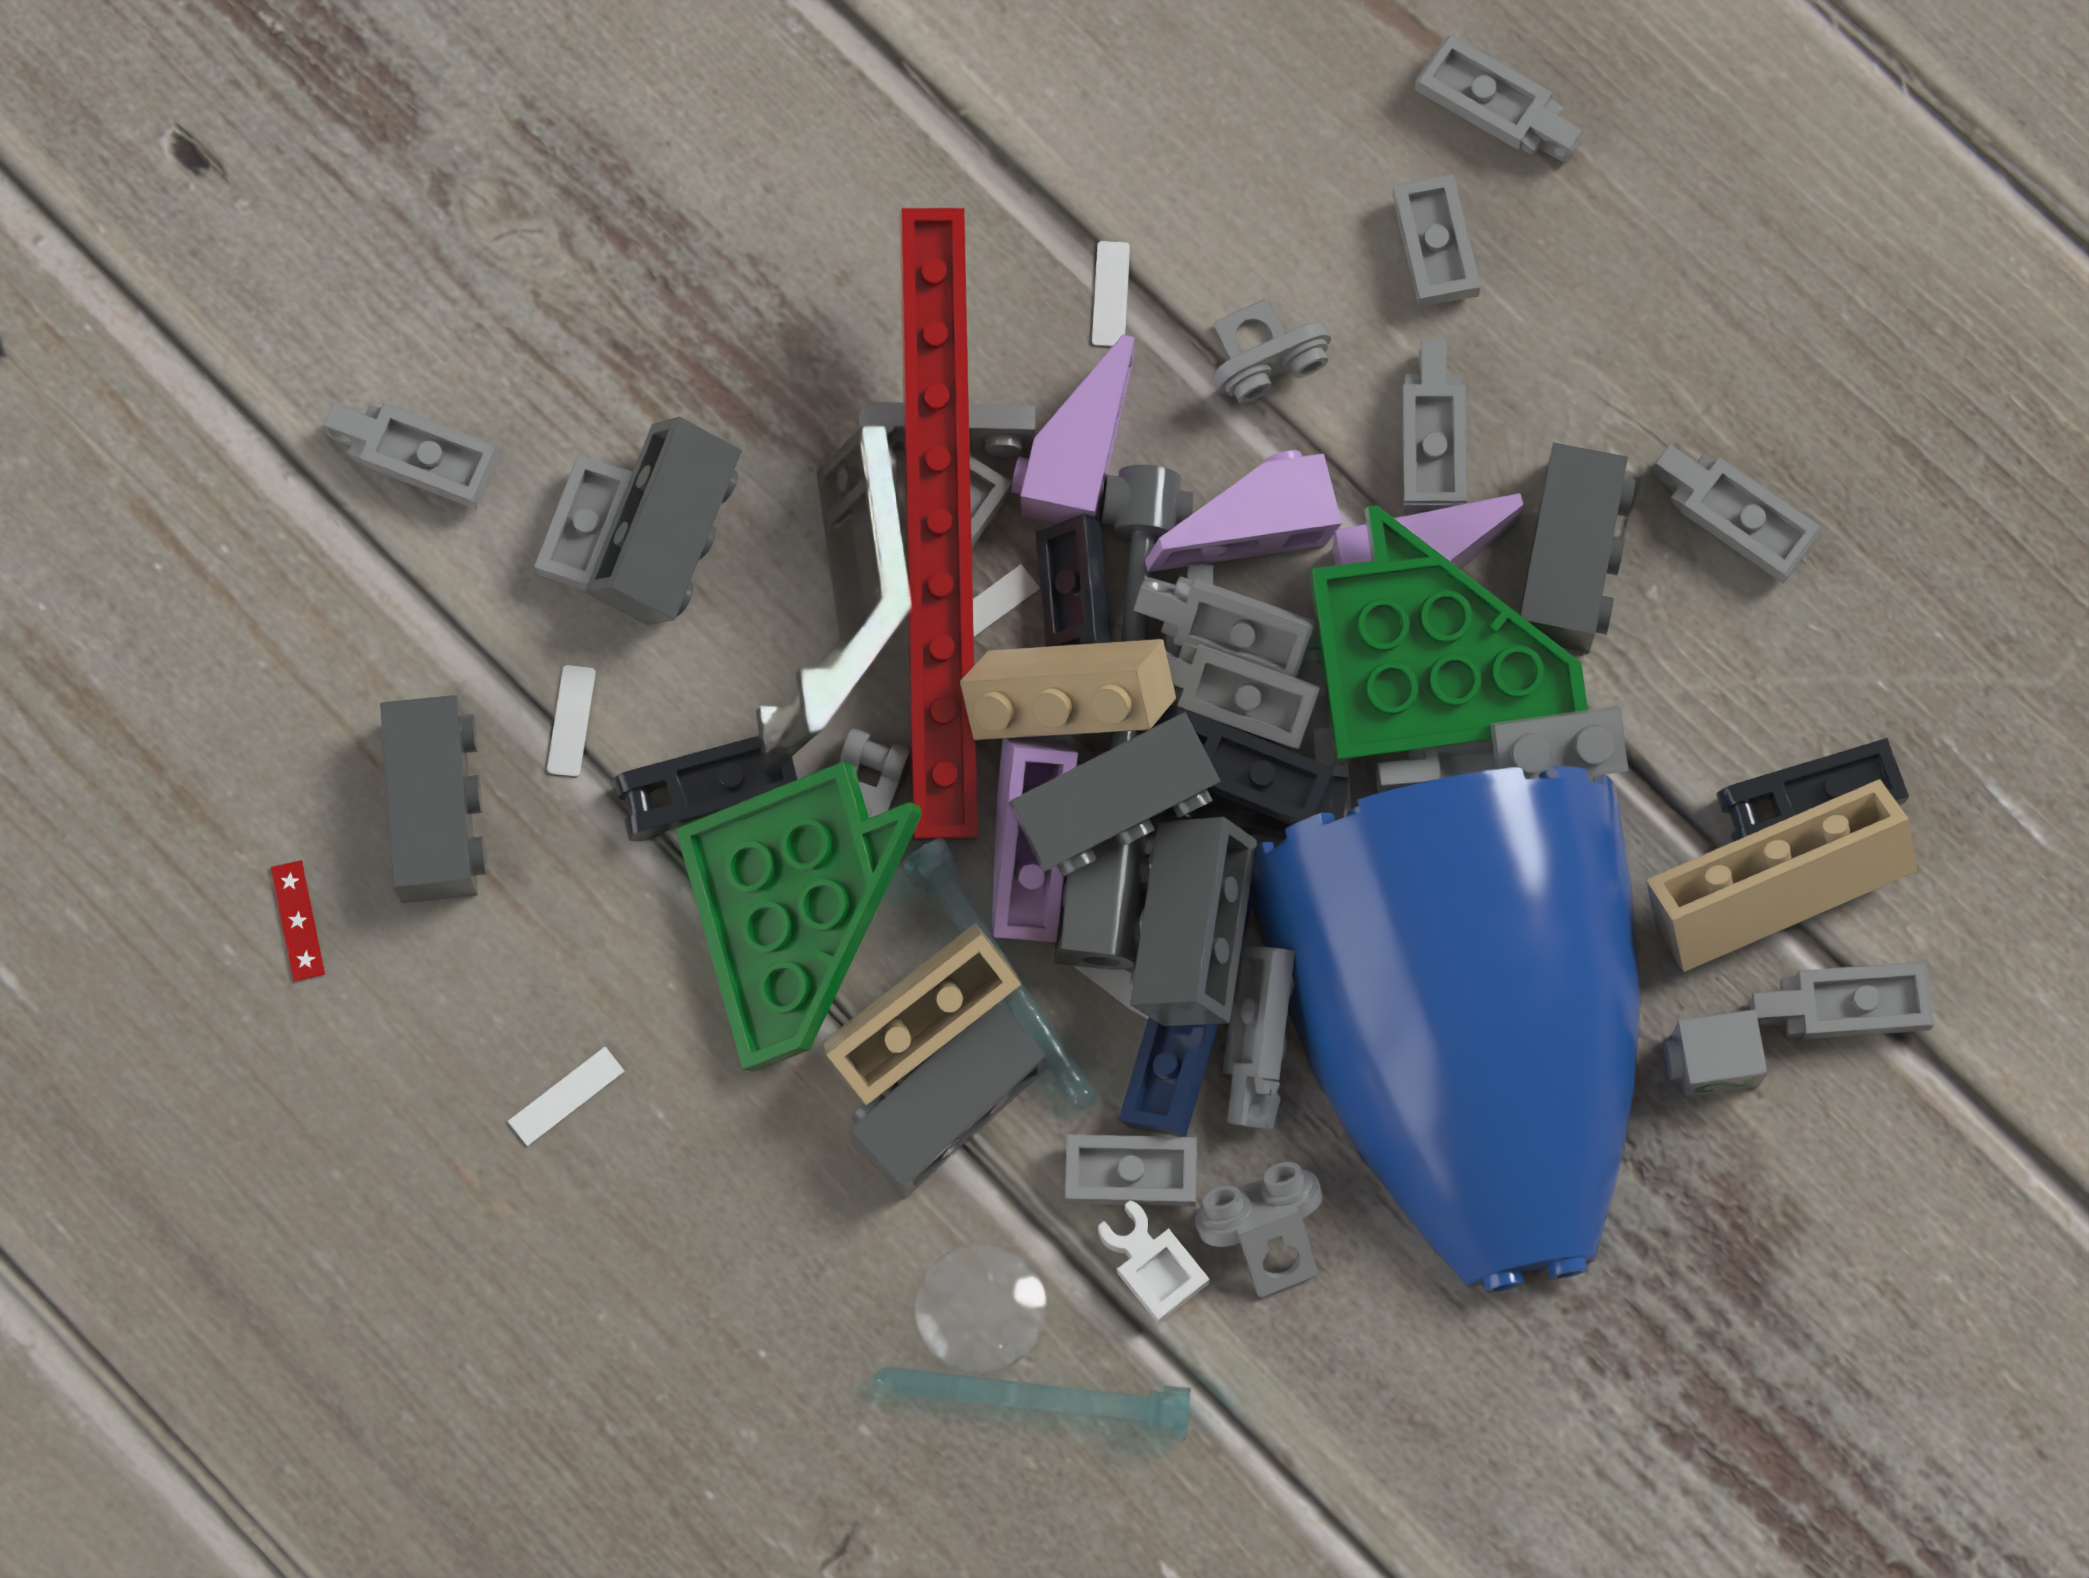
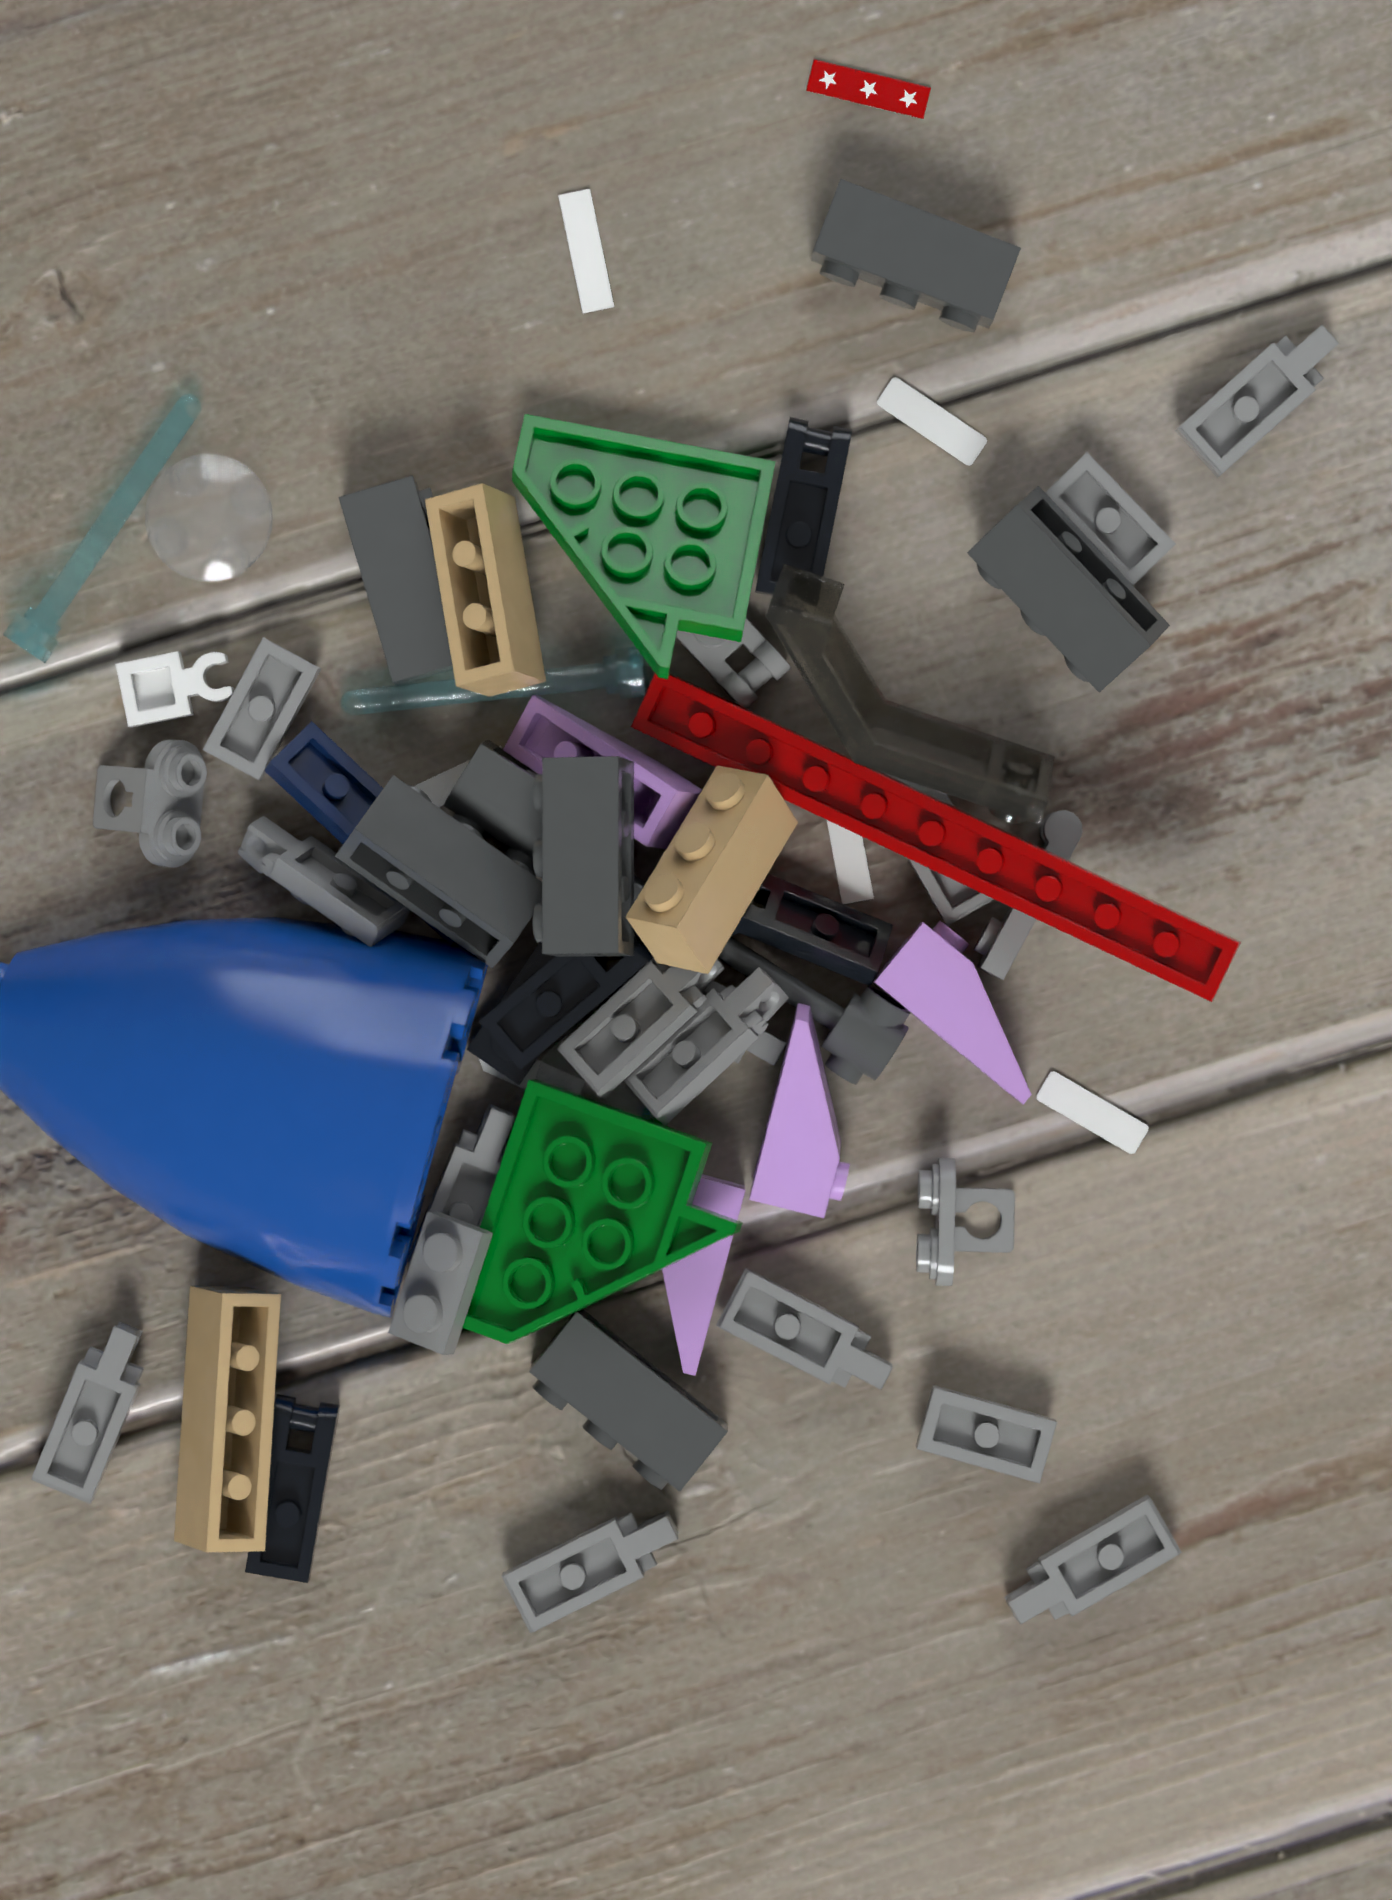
camera: 120 degrees right, 15 degrees up
(1716, 1053) = (103, 1274): light grey brick -> none

